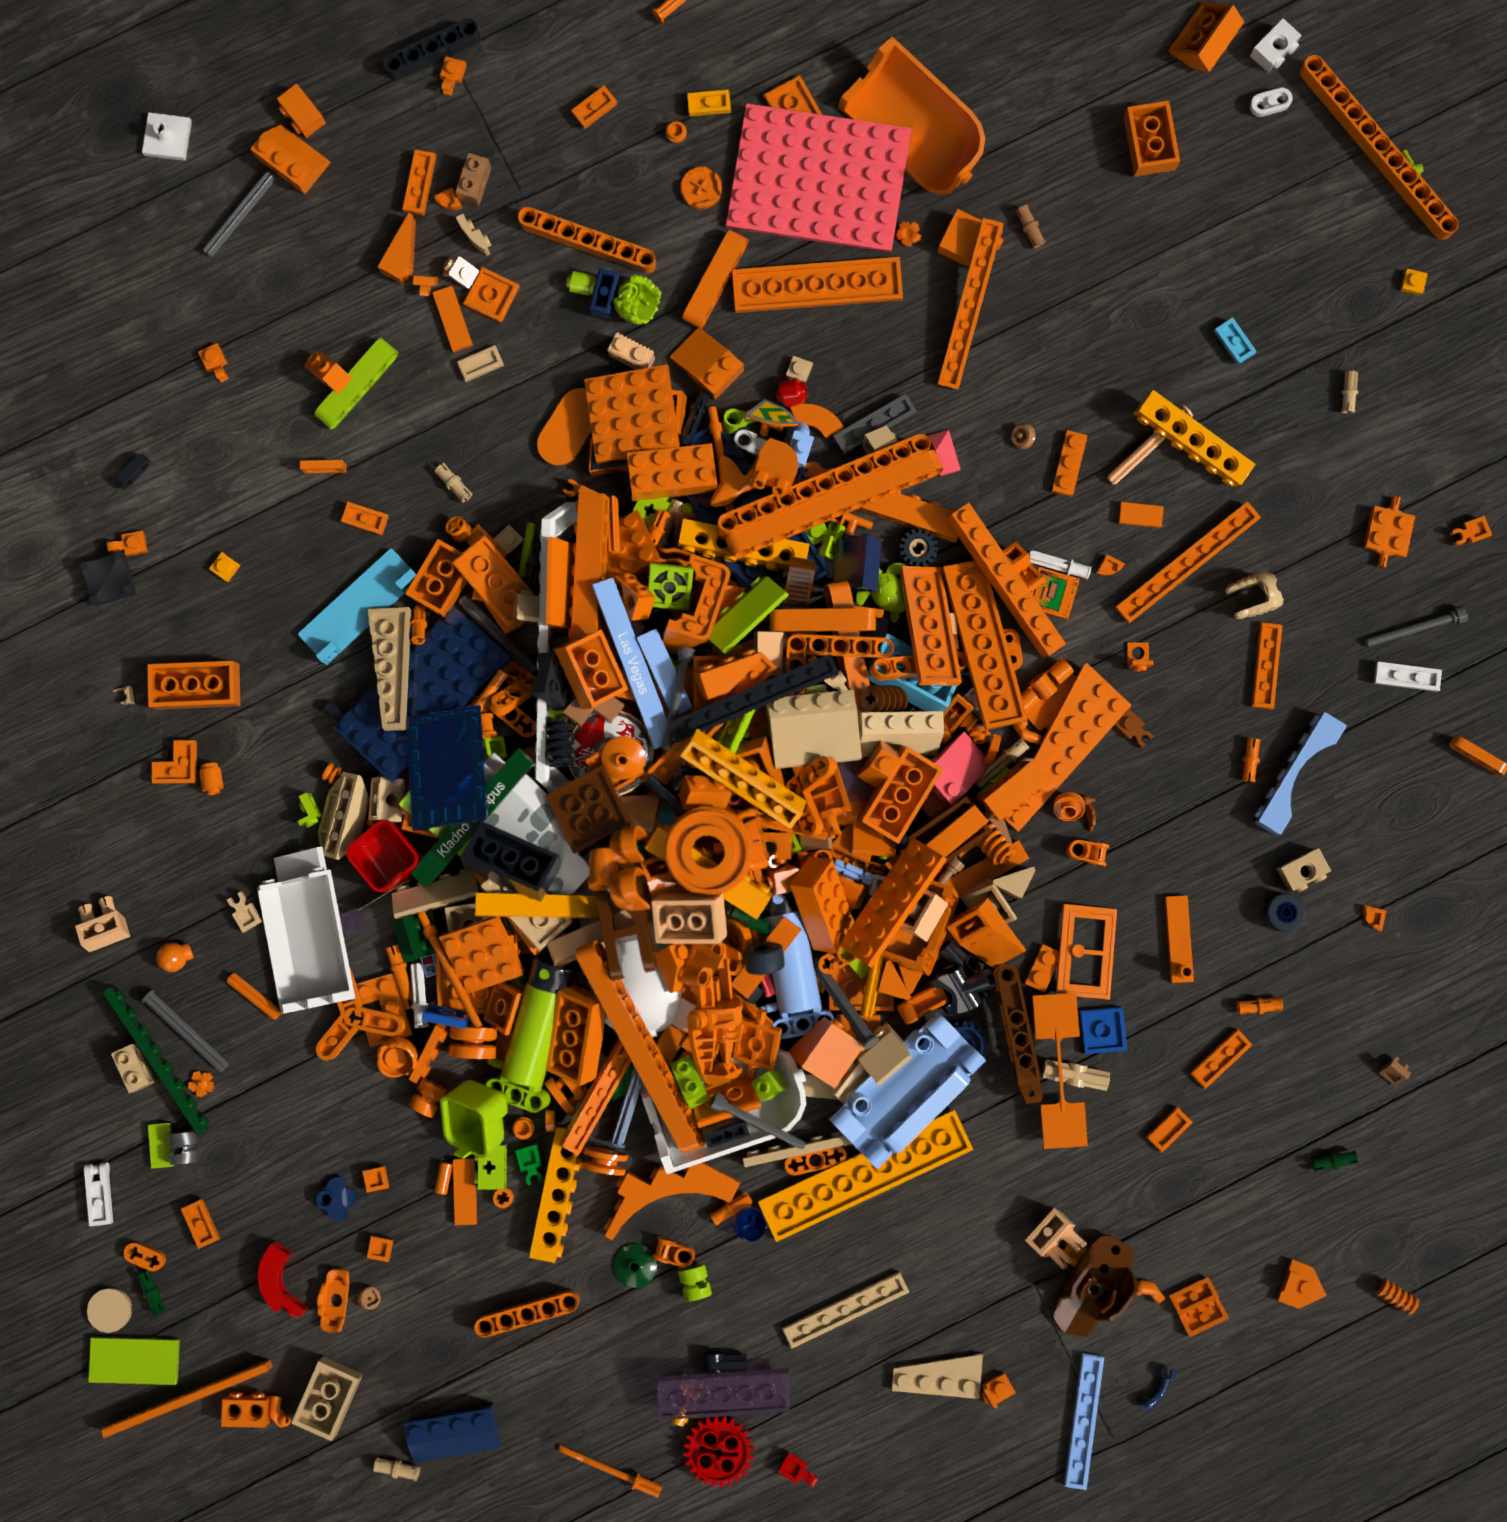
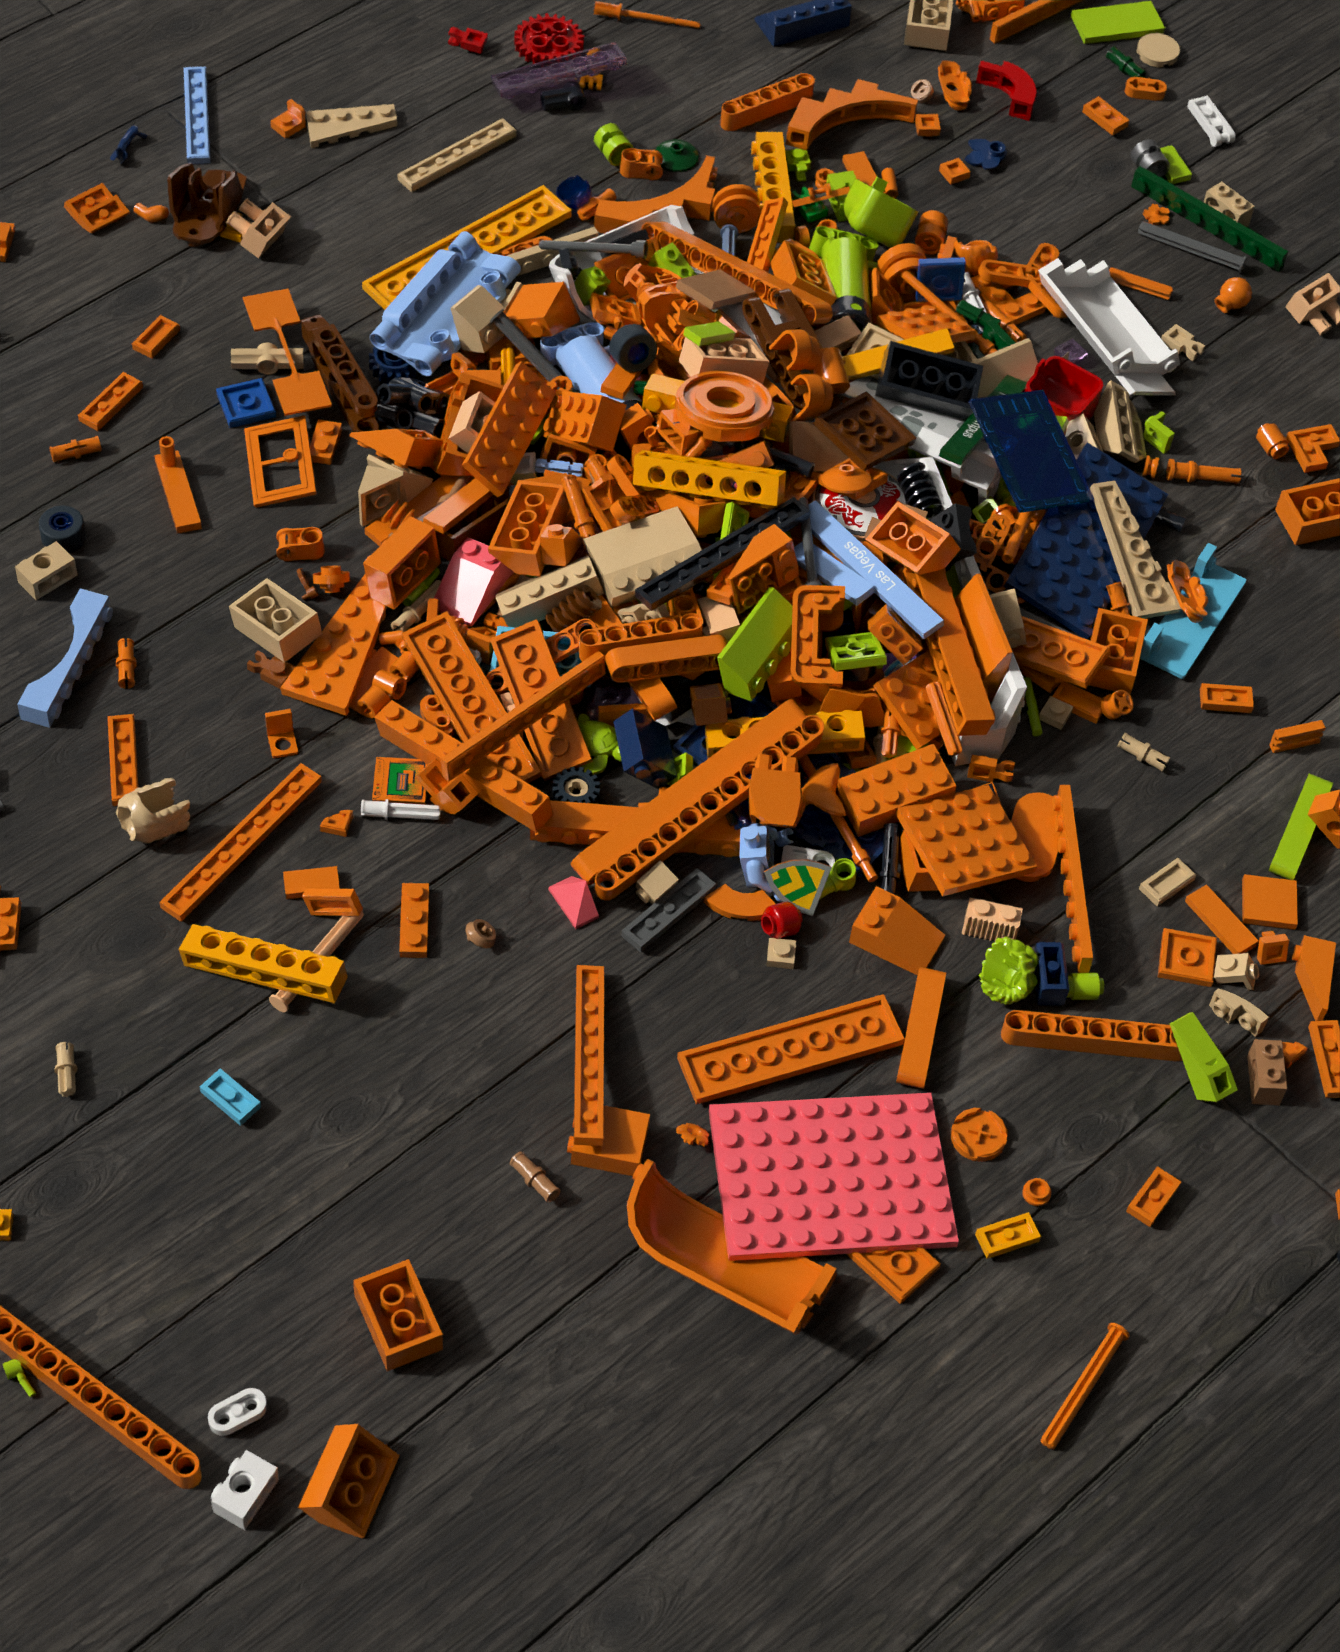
camera: 155 degrees right, 30 degrees down
(295, 760) = (1192, 471): none -> orange pin
(358, 609) = (1180, 578): none -> orange piece
(408, 326) = (1269, 902): none -> orange tile
(423, 975) = (975, 314): none -> dark green axle
(459, 1287) = (840, 107): none -> orange arch
(509, 1156) = (827, 189): none -> orange piece
(521, 189) = (1202, 1059): none -> lime slope
(521, 1228) = (799, 162): none -> lime plate
(556, 377) = (1073, 885): none -> orange plate
(671, 1009) = (715, 289): none -> medium nougat tile
(697, 939) = (709, 333): none -> lime tile
(787, 1098) = (569, 263): none -> black plate
(855, 784) = (582, 520): none -> orange pin
(953, 592) = (523, 716): none -> orange tile
(1125, 764) = (275, 620): none -> tan brick
(1131, 482) = (332, 902): none -> orange tile

